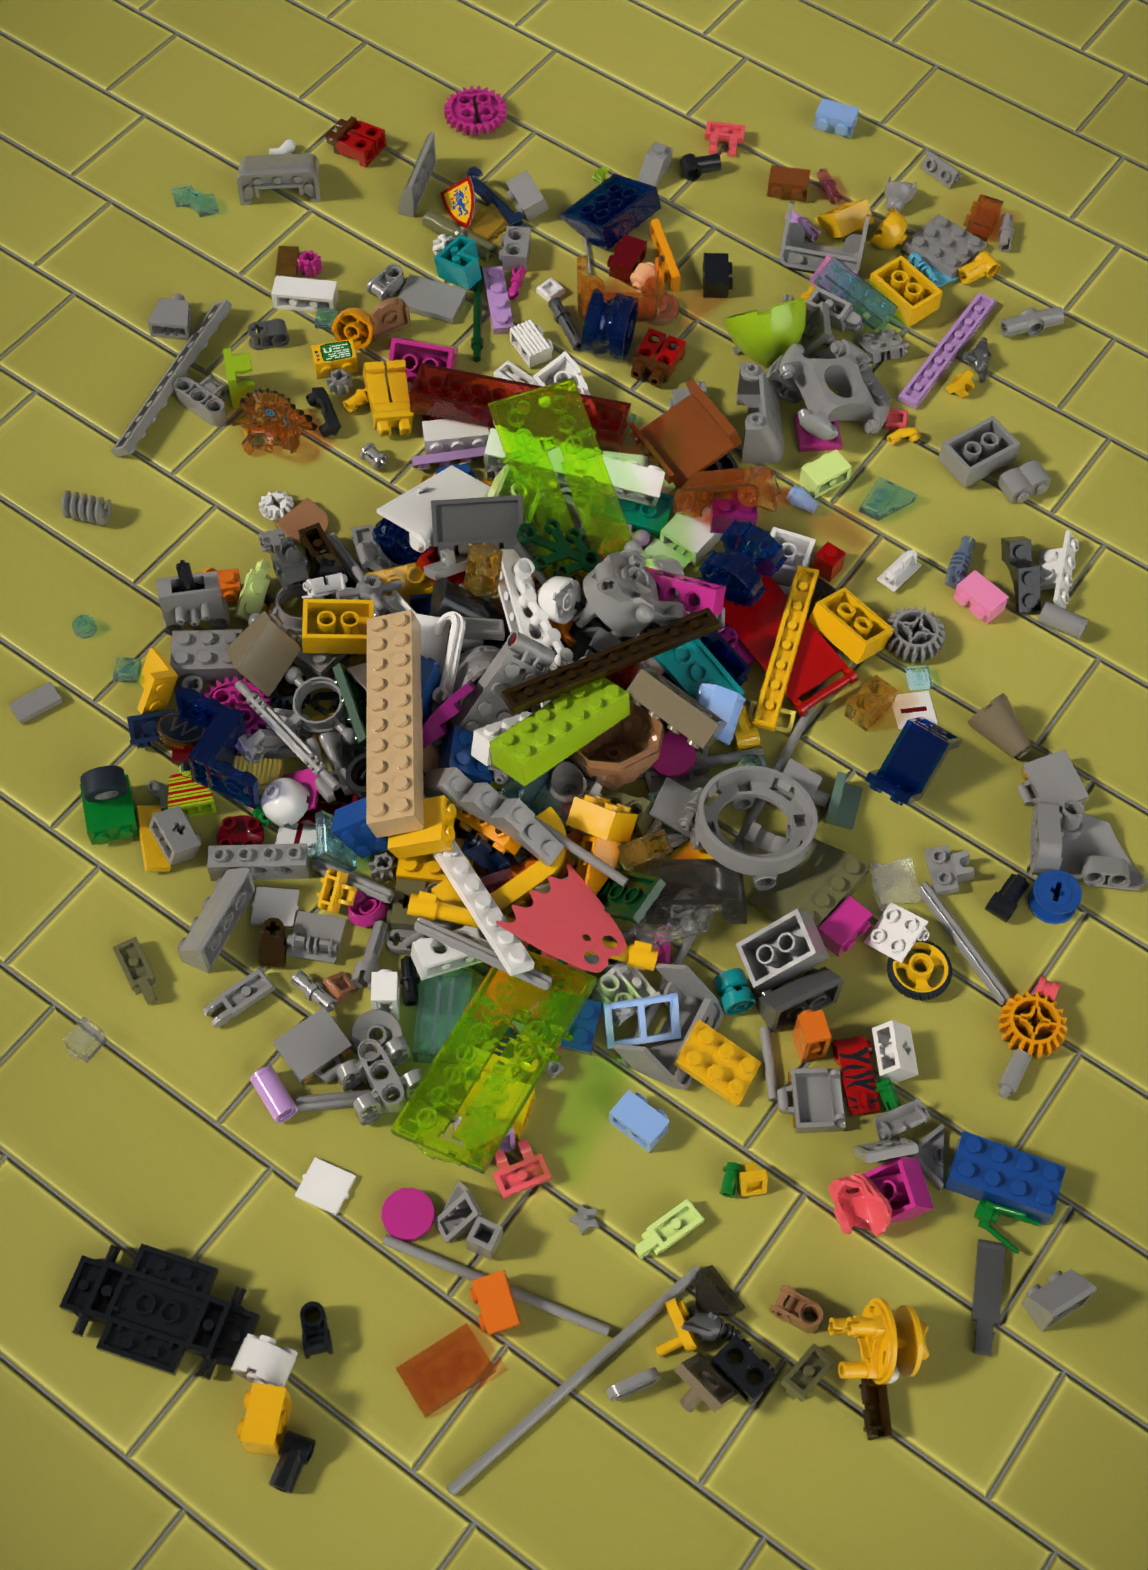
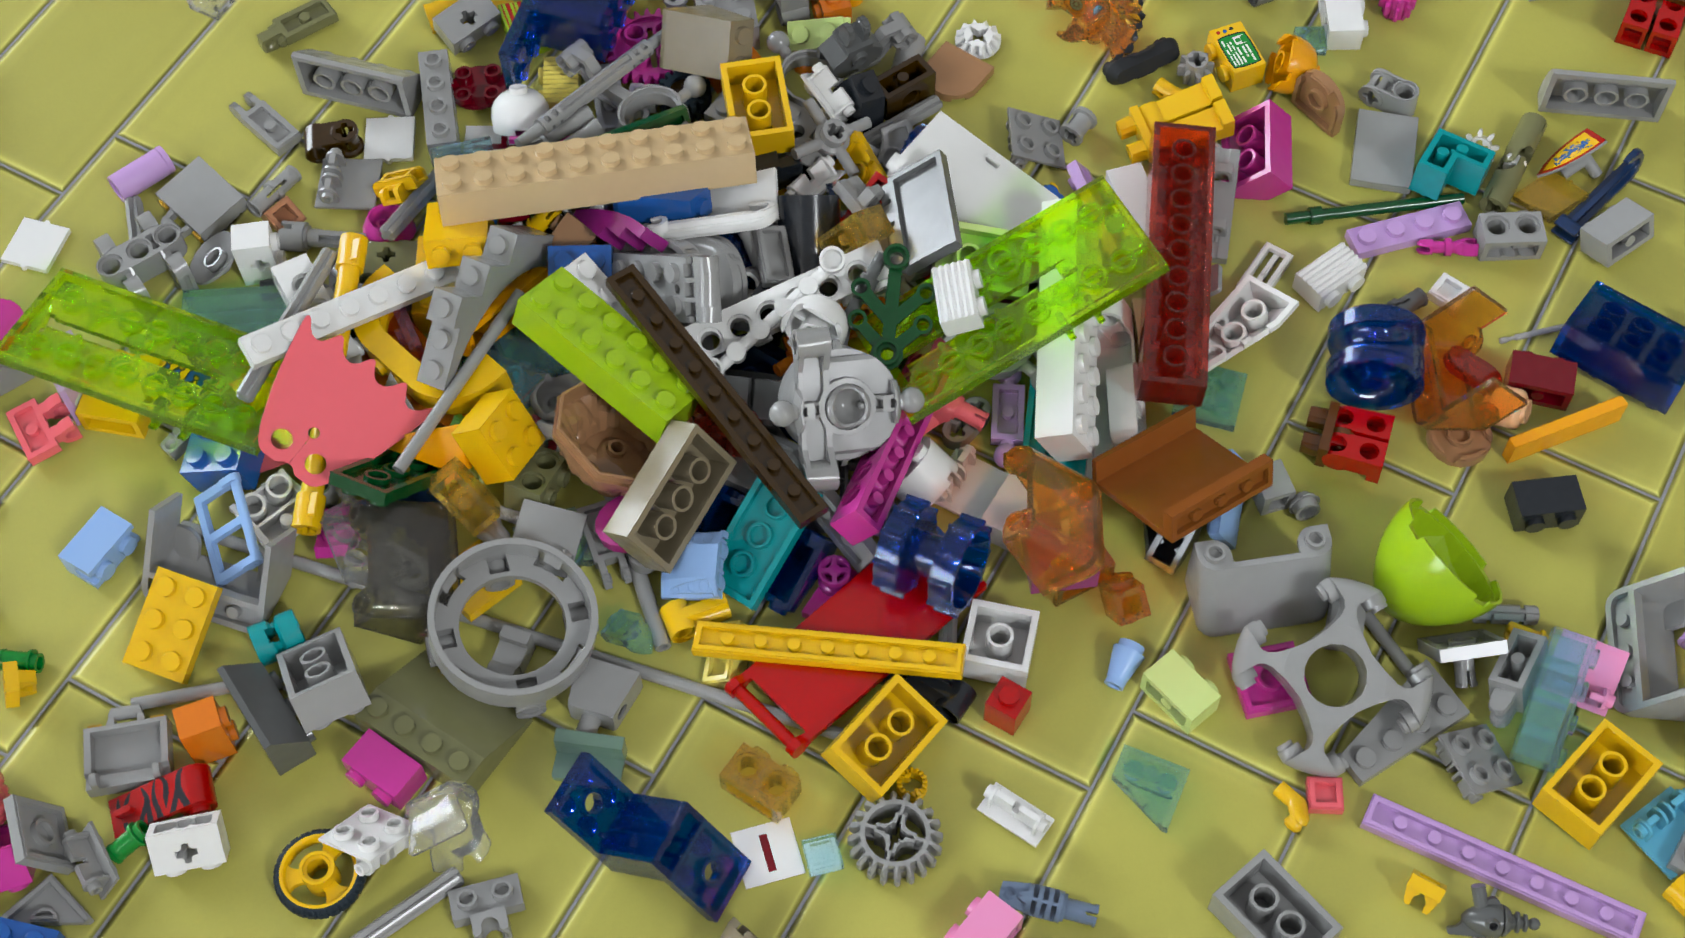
camera: 85 degrees right, 0 degrees up
(378, 481) = (1034, 139): none -> light grey hinge
(562, 505) = (958, 297): none -> white brick
(616, 285) = (1469, 366): none -> clear red tile

